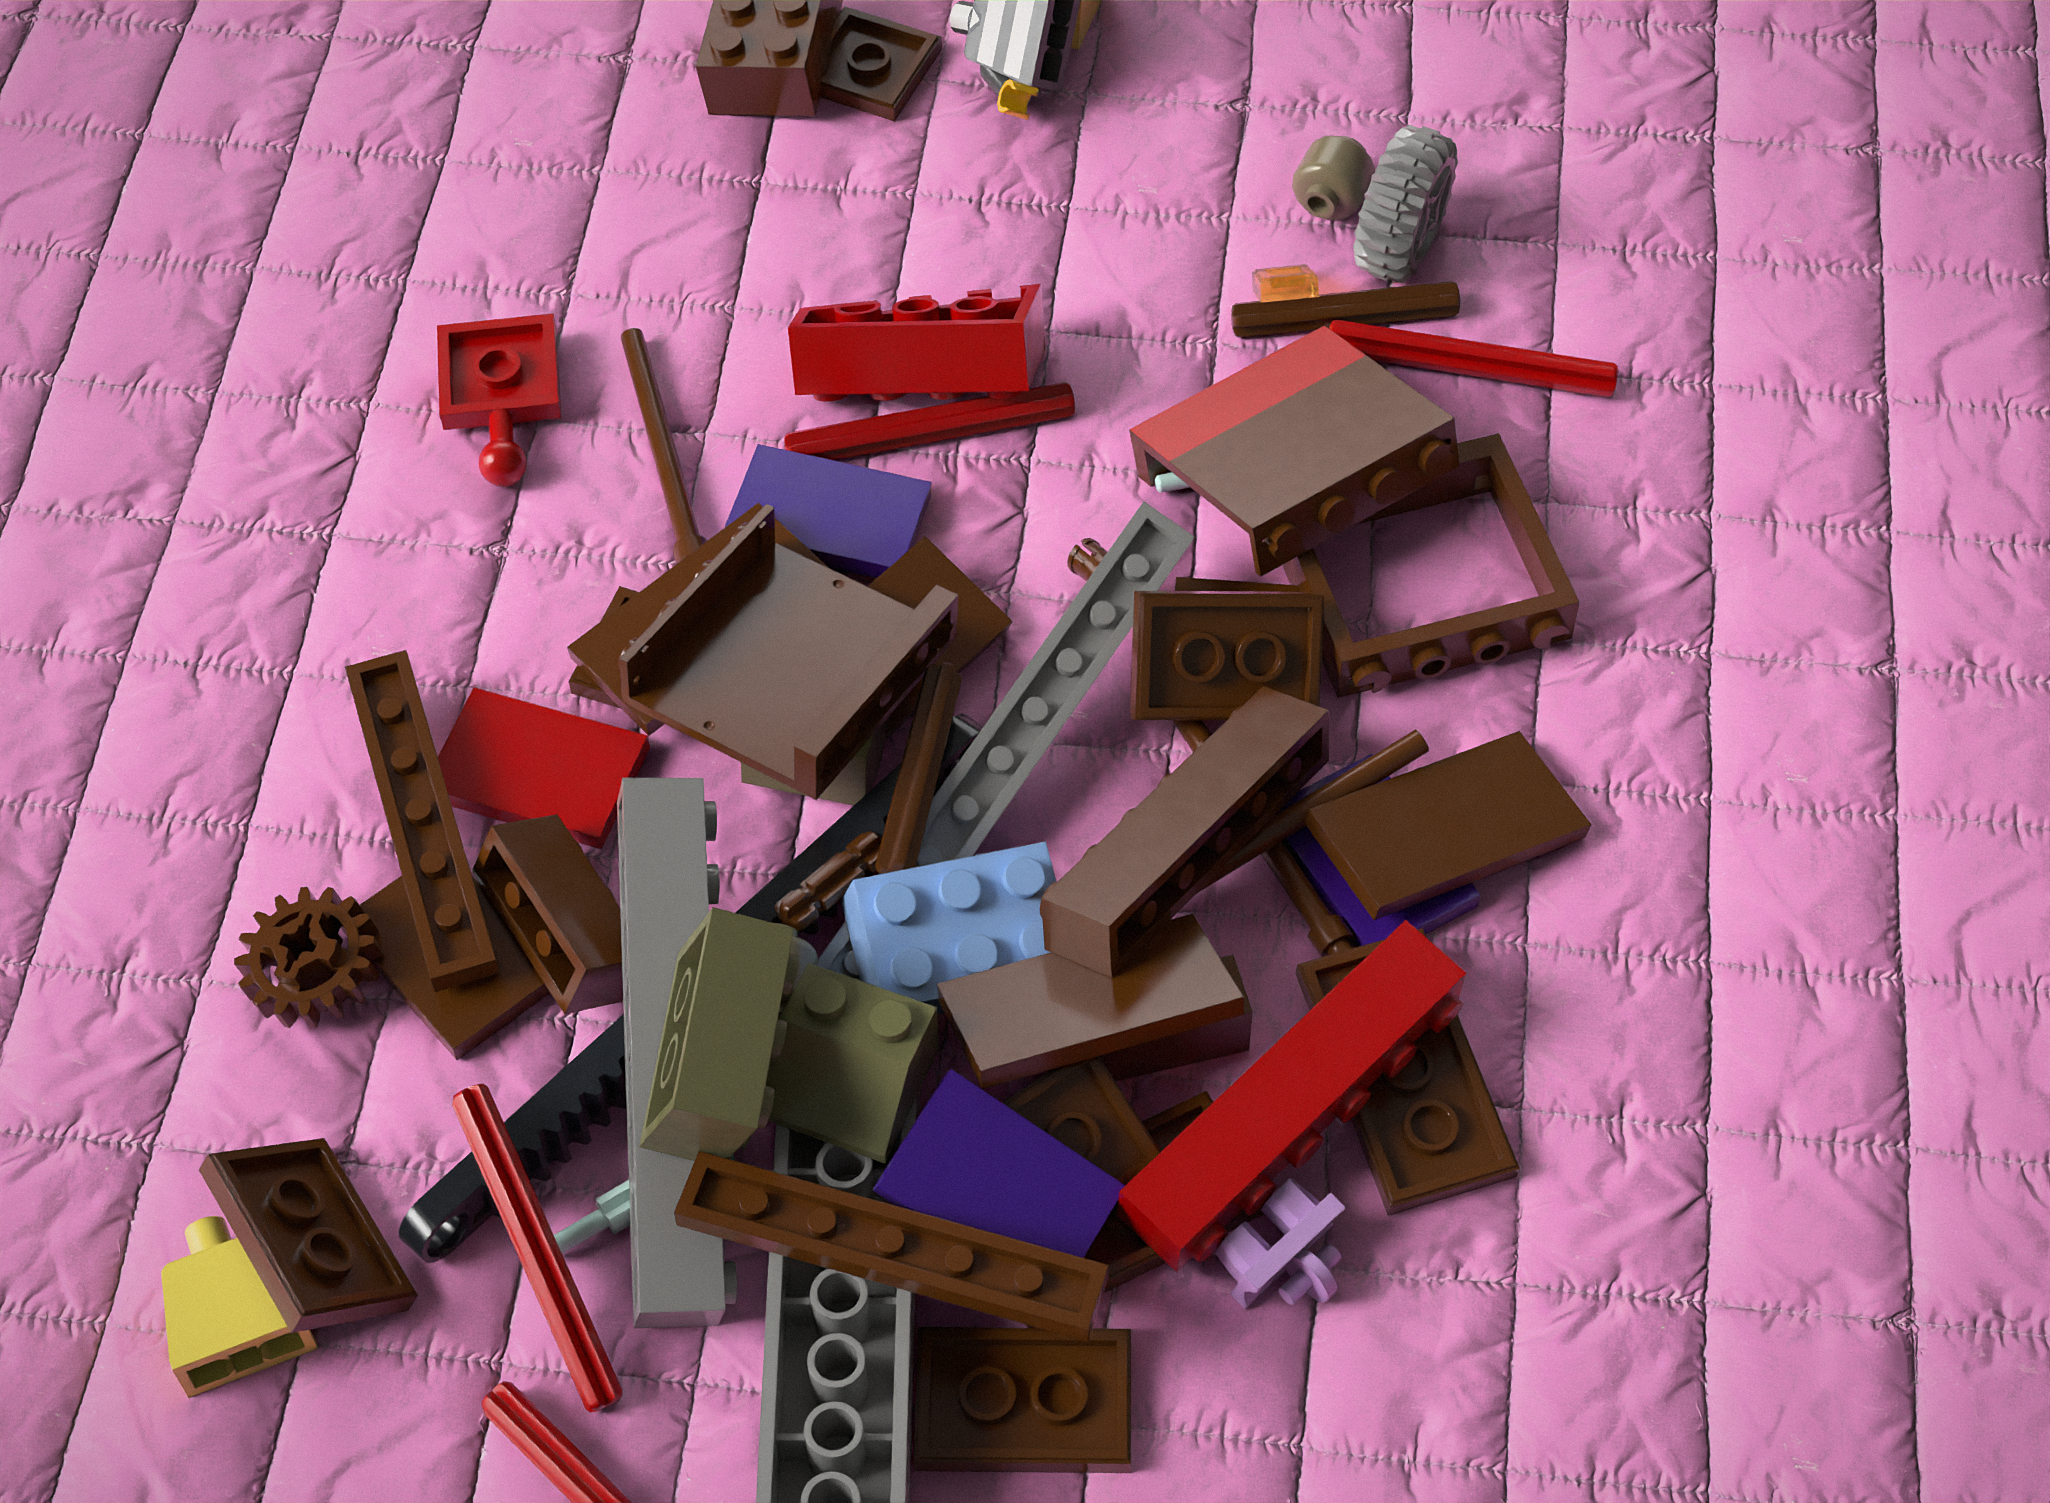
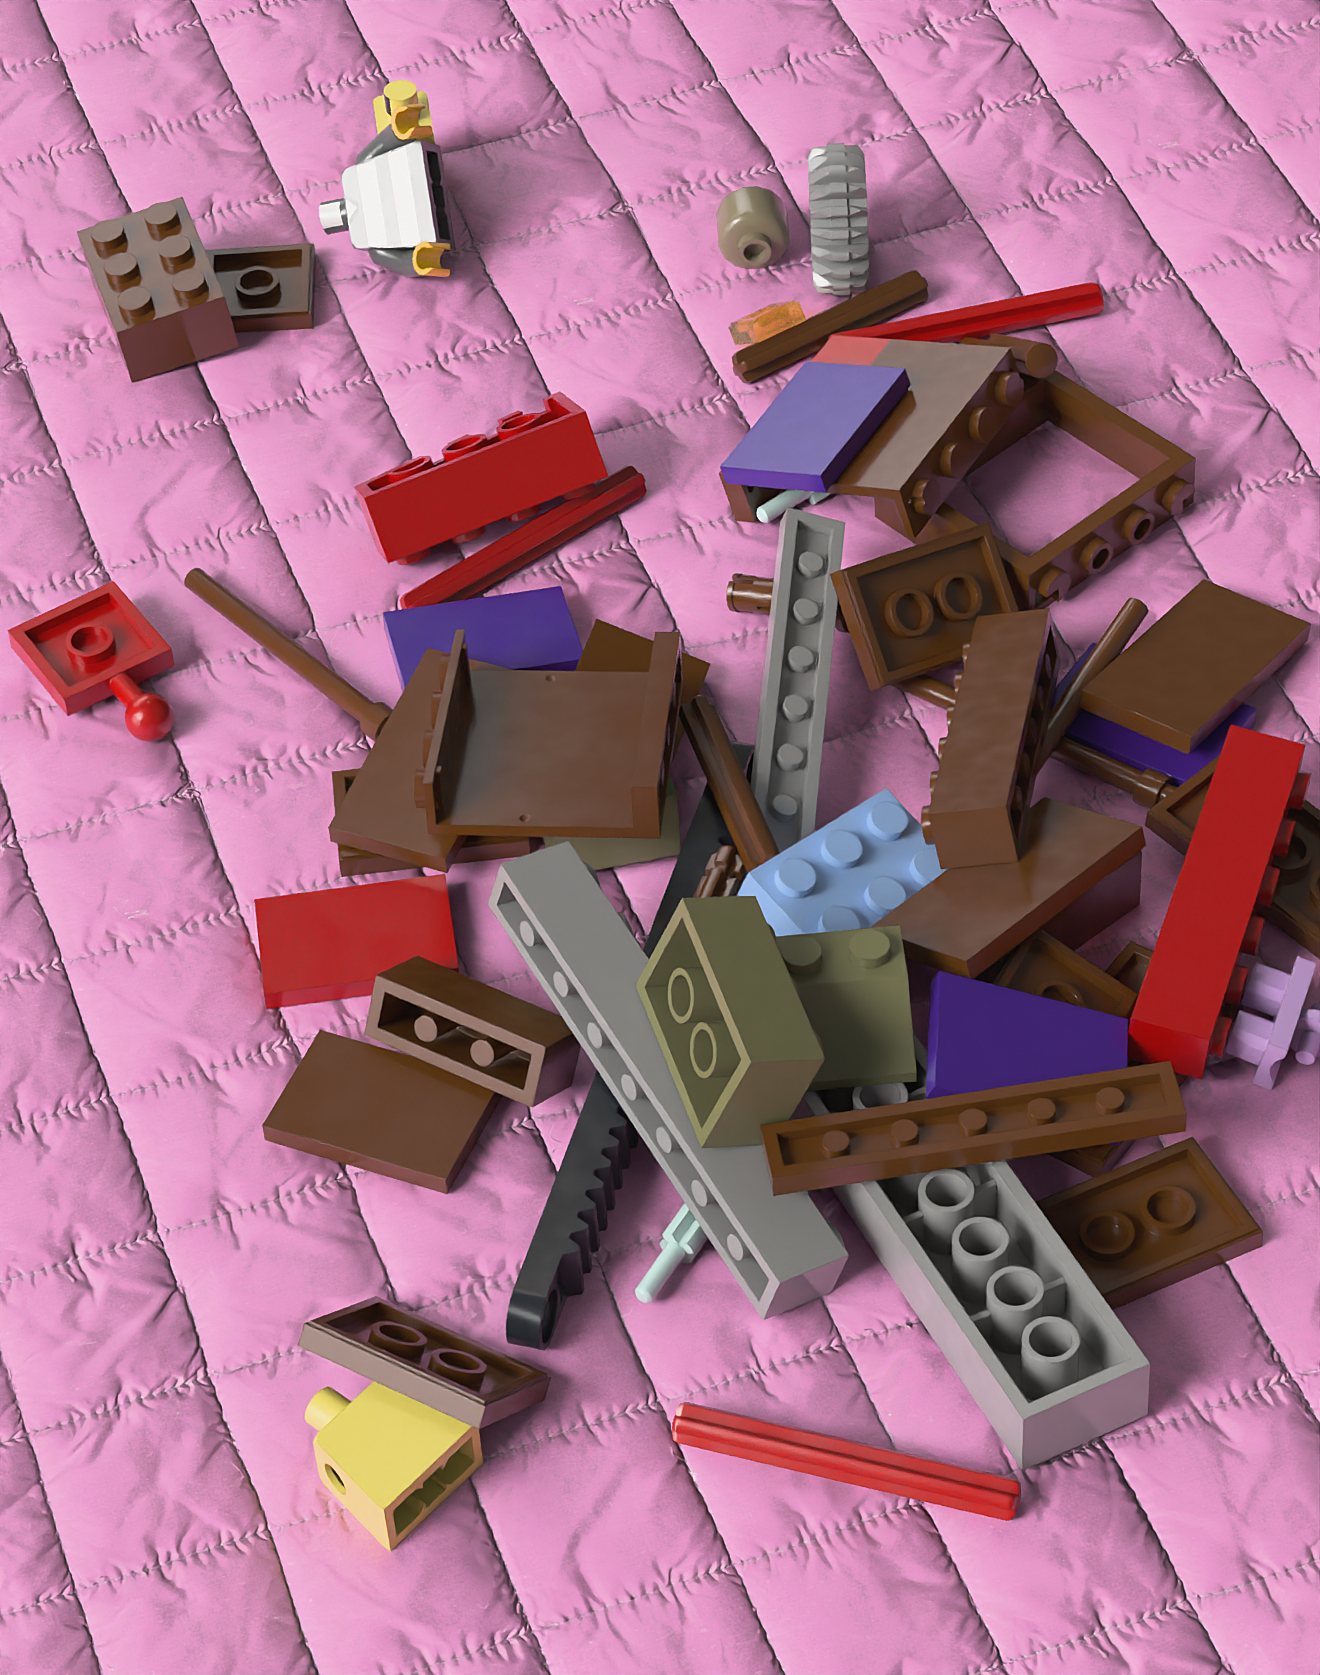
camera: 25 degrees left, 10 degrees down
(308, 957) = (292, 1163): reddish brown gear -> none
(421, 822) = (292, 1010): reddish brown plate -> none
(537, 1248) = (646, 1280): red axle -> none
(1232, 422) = (815, 426): none -> tile
(1475, 418) = (1030, 356): none -> reddish brown axle

